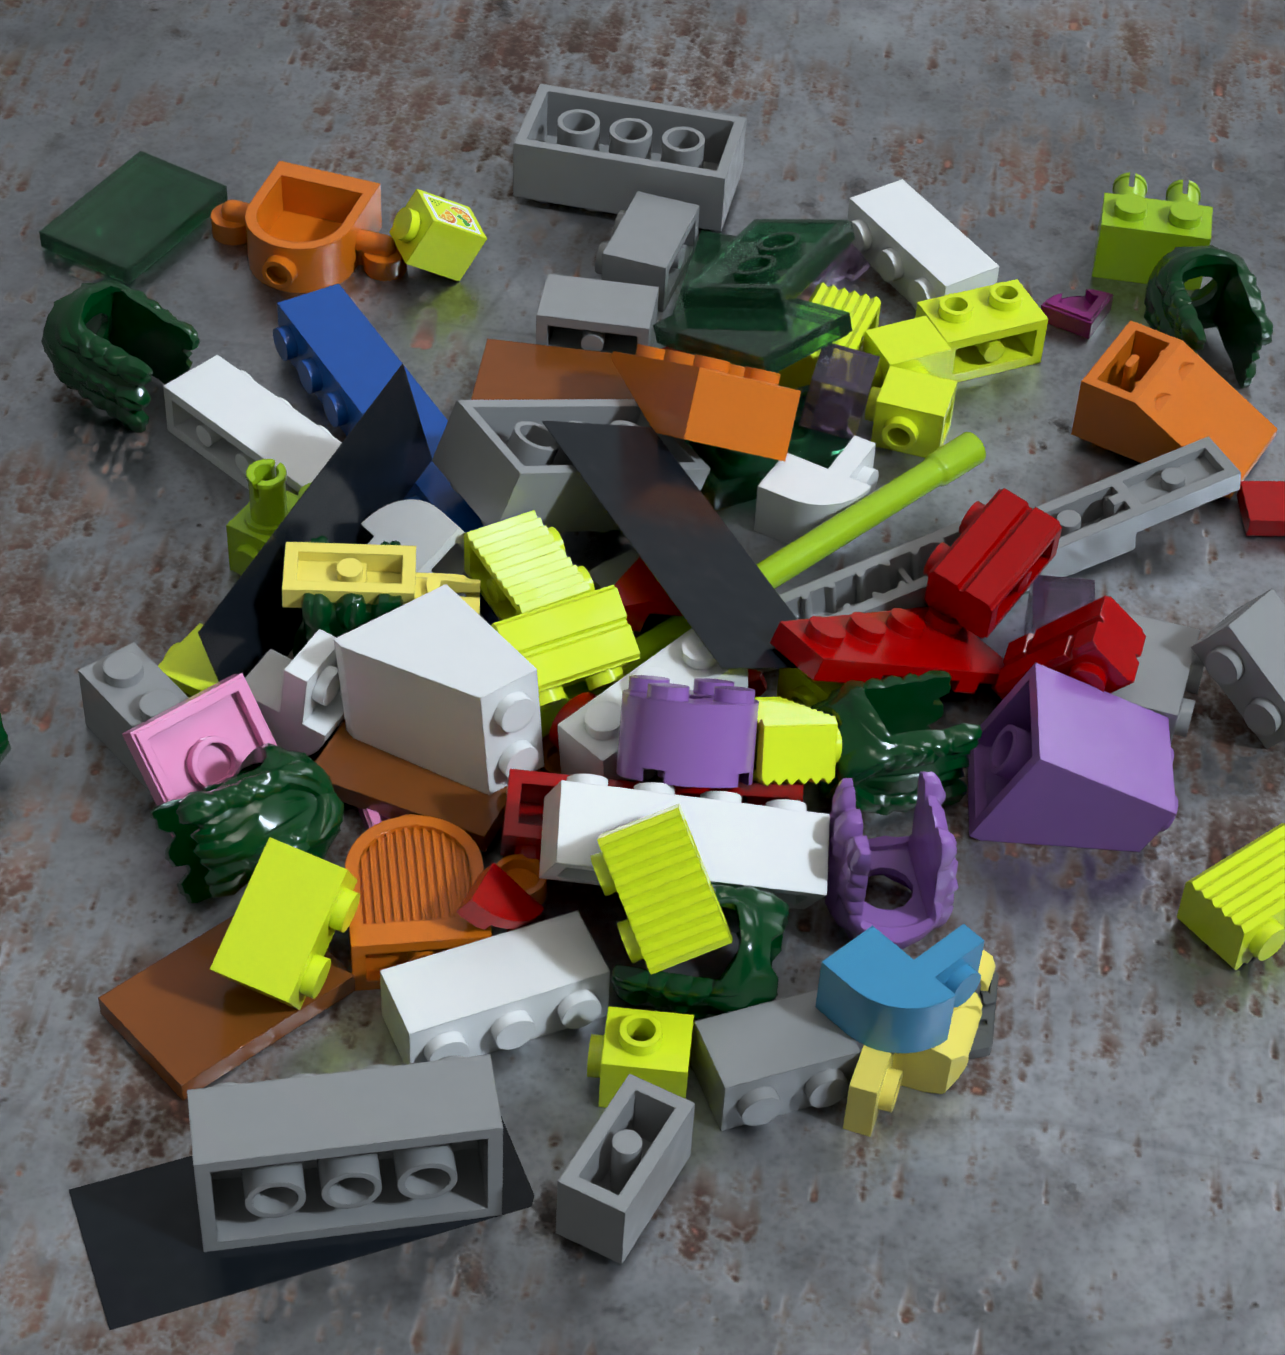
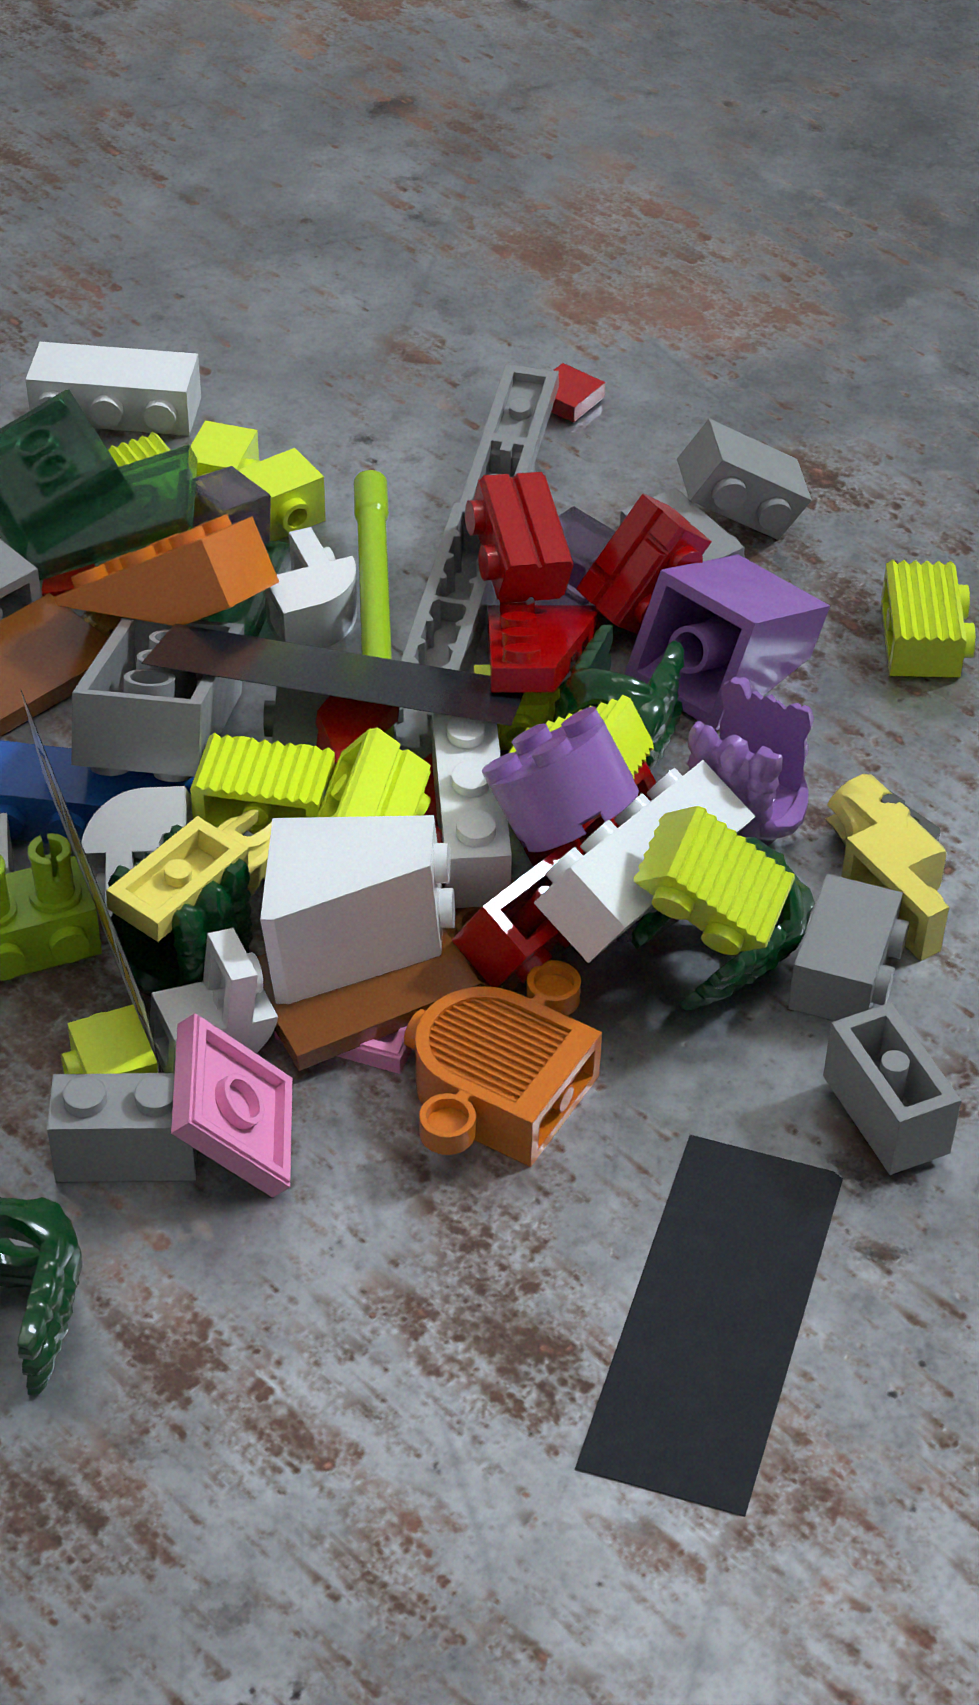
camera: 50 degrees left, 0 degrees up
(200, 1024) = (470, 1248): dark orange tile -> none
(229, 823) = (354, 1107): dark green piece -> none
(287, 924) = (492, 1141): neon yellow brick -> none
(346, 1152) = (739, 1243): light grey brick -> none
(496, 991) = (640, 1075): white brick -> none
(498, 902) = (577, 1004): red tile -> none
(644, 1045) = (783, 1023): neon yellow brick -> none
(897, 1000) = (888, 836): dark azure brick -> none
(988, 329) = (238, 394): neon yellow brick -> none
(1078, 313) = (263, 357): magenta tile -> none
(1141, 230) = (245, 268): lime brick -> none
(1159, 396) = (423, 372): orange slope -> none
(1227, 302) = (371, 294): dark green piece -> none

